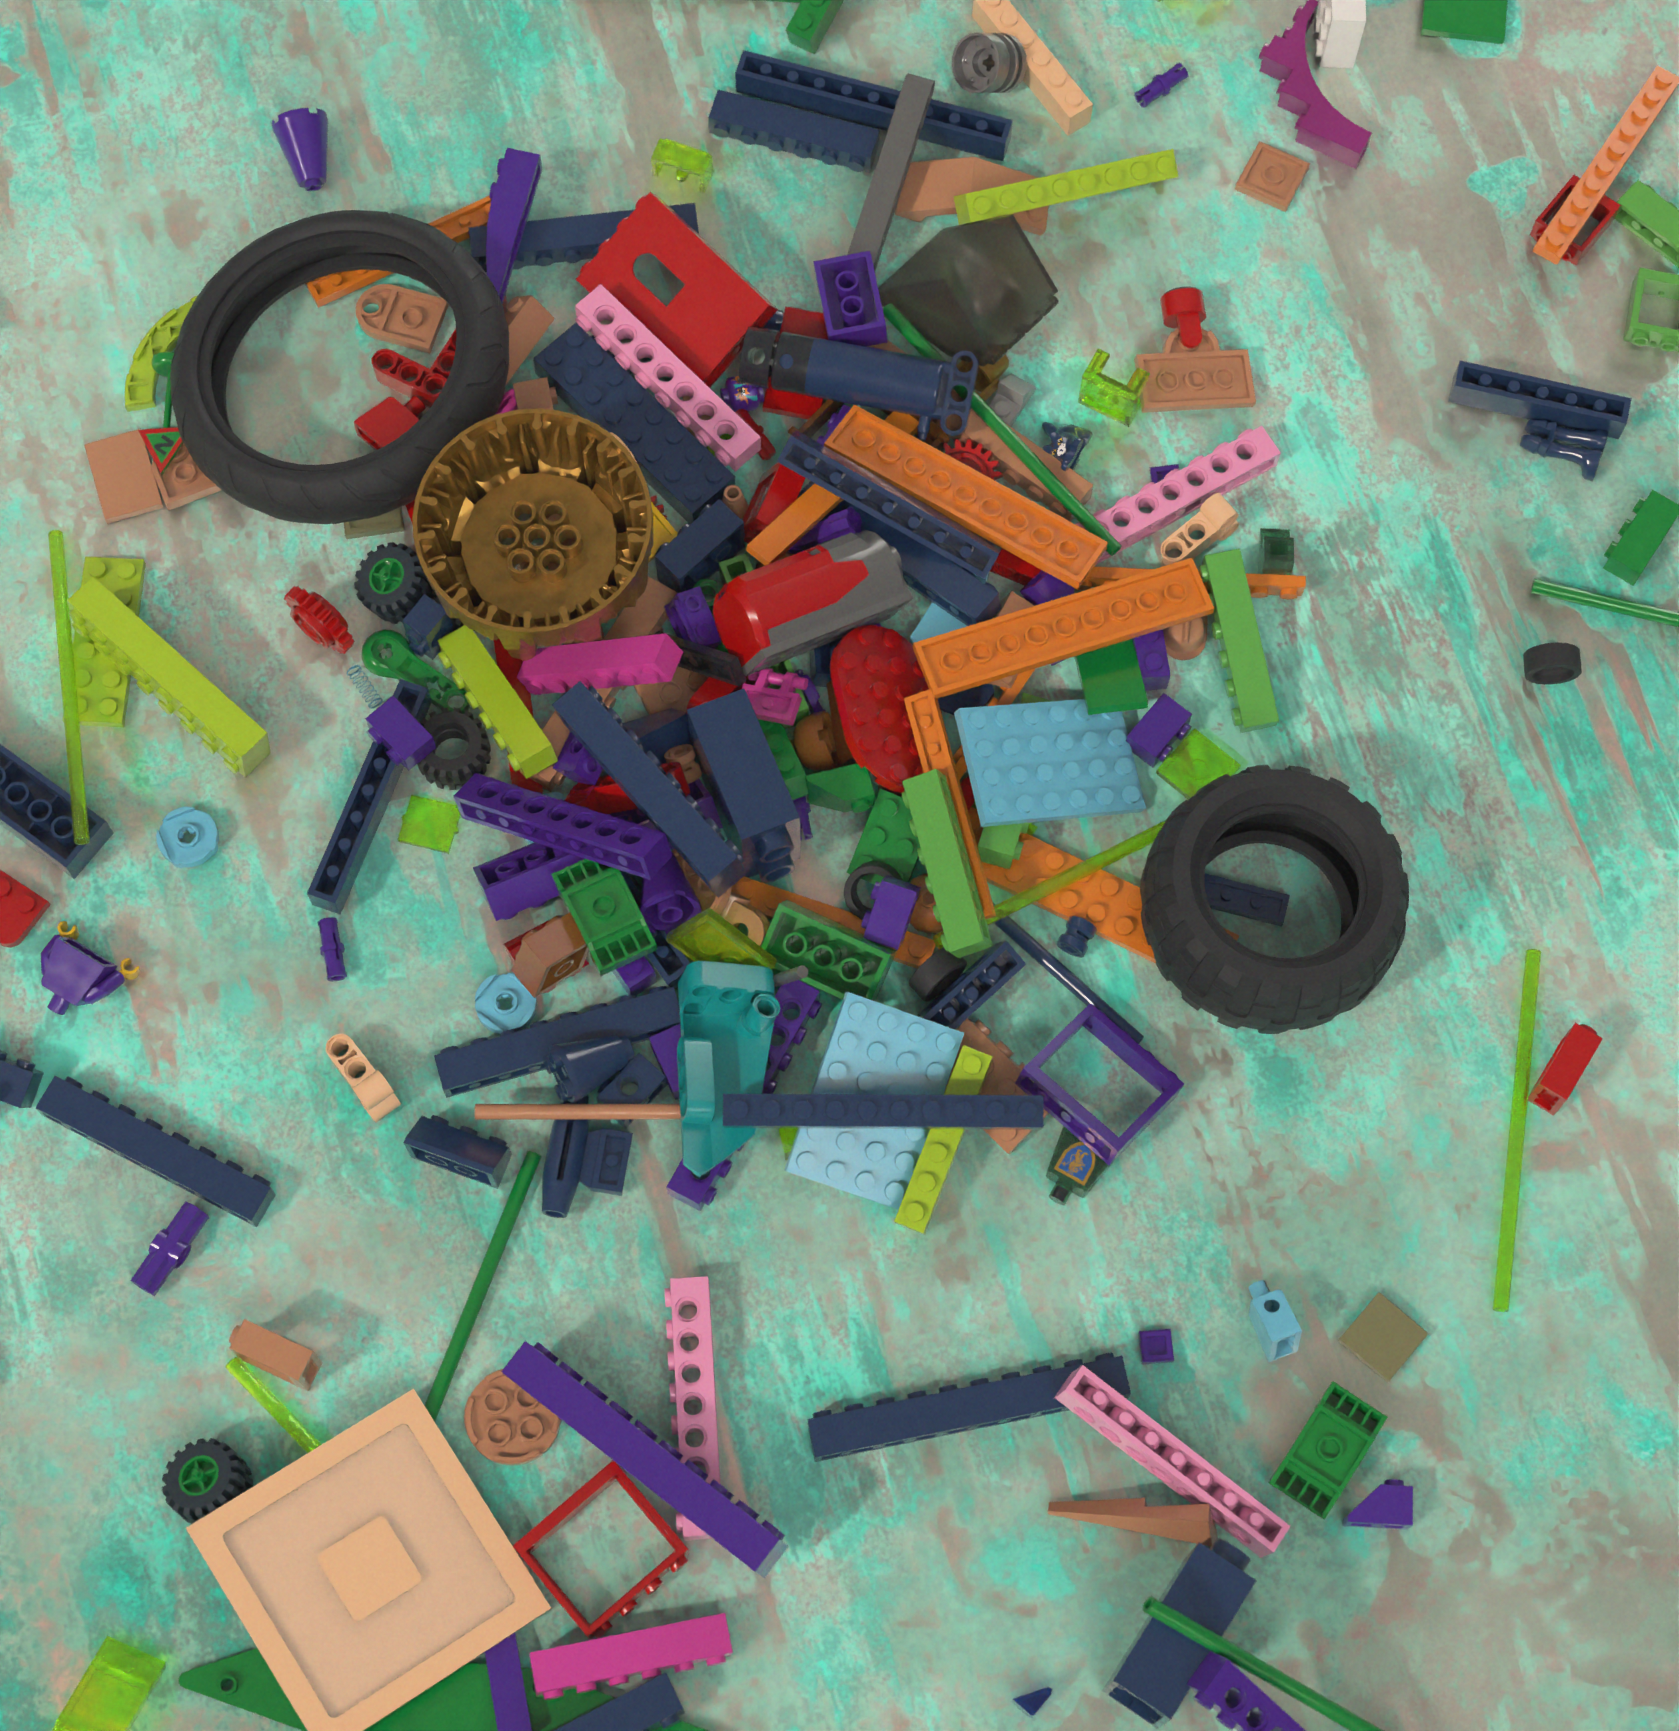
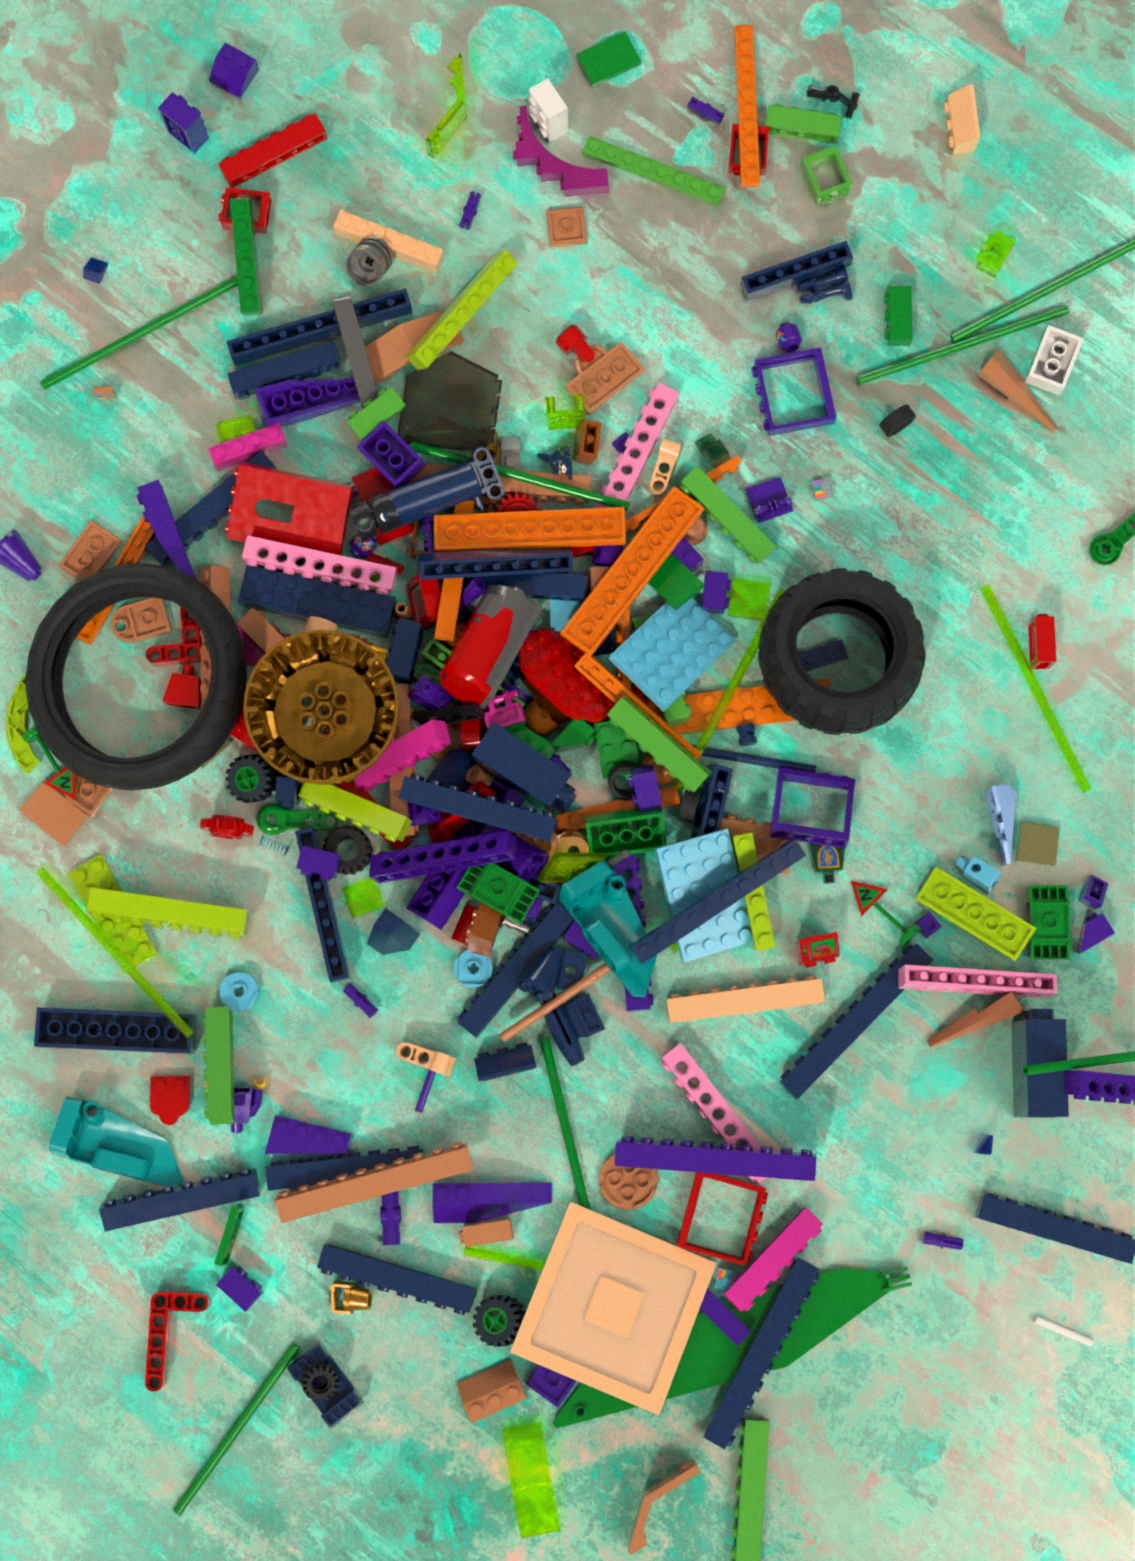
camera: 30 degrees left, 10 degrees up
(40, 1323) = (353, 1300): none -> pearl gold piece
(90, 906) = (220, 1066): none -> bright green brick
(117, 1338) = (396, 1278): none -> dark blue brick
(129, 1072) = (300, 1137): none -> dark purple wedge
(129, 1574) = (491, 1391): none -> nougat slope
(176, 1186) = (374, 1182): none -> nougat brick
(214, 1622) = (550, 1385): none -> dark purple tile
(302, 1312) = (485, 1200): none -> dark purple wedge
(330, 1120) = (425, 1091): none -> dark purple bar
(405, 193) = (90, 551): none -> nougat tile
(429, 888) = (391, 934): none -> dark blue slope
(548, 1636) = (724, 1278): none -> tile
(553, 27) = (104, 393): none -> nougat tile
(602, 984) = (523, 927): none -> flat silver pin
(713, 197) = (247, 446): none -> dark pink brick
(787, 178) = (304, 400): none -> dark purple wedge
(835, 1280) = (746, 1000): none -> light nougat brick
(885, 238) = (375, 412): none -> bright green brick
(980, 1275) = (818, 949): none -> red slope
(1097, 1254) = (868, 896): none -> green piece
(1117, 441) = (586, 442): none -> dark orange brick
(1232, 1371) = (975, 914): none -> lime plate
(1311, 661) = (769, 500): none -> dark purple hinge
(1365, 1251) = (1002, 810): none -> light blue wedge
(1393, 691) = (822, 489): none -> tile
(1419, 1453) = (1093, 892): none -> dark purple slope
(1433, 176) = (653, 171): none -> bright green plate
(1453, 502) = (787, 359): none -> dark purple window
(1474, 475) = (788, 337): none -> dark purple head
(1550, 143) = (705, 110): none -> dark purple pin

